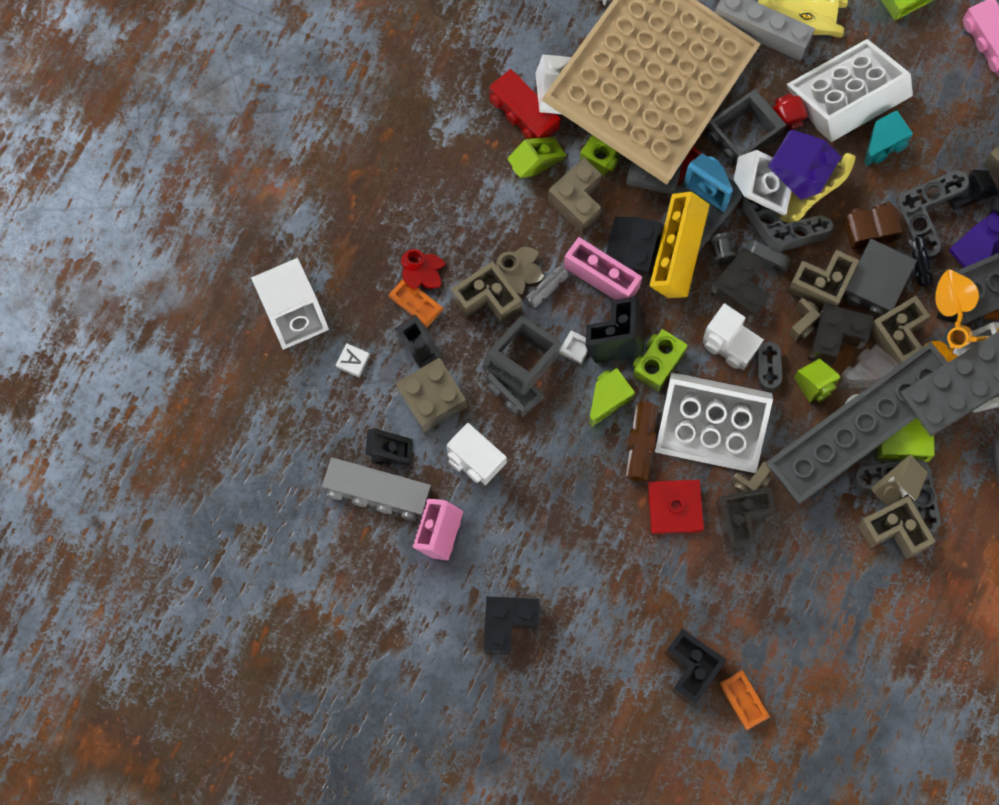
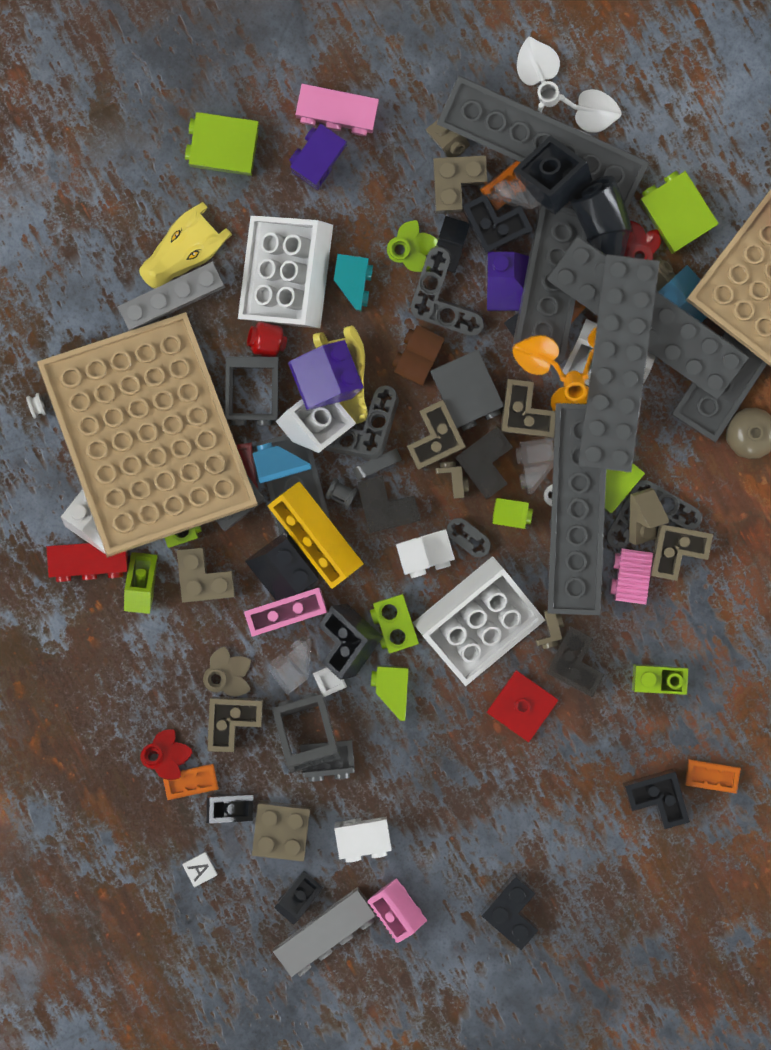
camera: 50 degrees left, 15 degrees up
(290, 303) = (111, 886): white slope -> none
(547, 286) = (260, 662): light grey axle -> none
(566, 311) = (294, 667): none -> clear slope
(641, 441) = (450, 691): reddish brown piece -> none
(786, 593) = (659, 679): none -> lime slope
(846, 511) = (632, 576): none -> bright pink brick
(922, 264) = (479, 342): black axle -> none
(948, 160) = (415, 244): none -> lime plate
(952, 42) = (318, 156): none -> dark purple brick

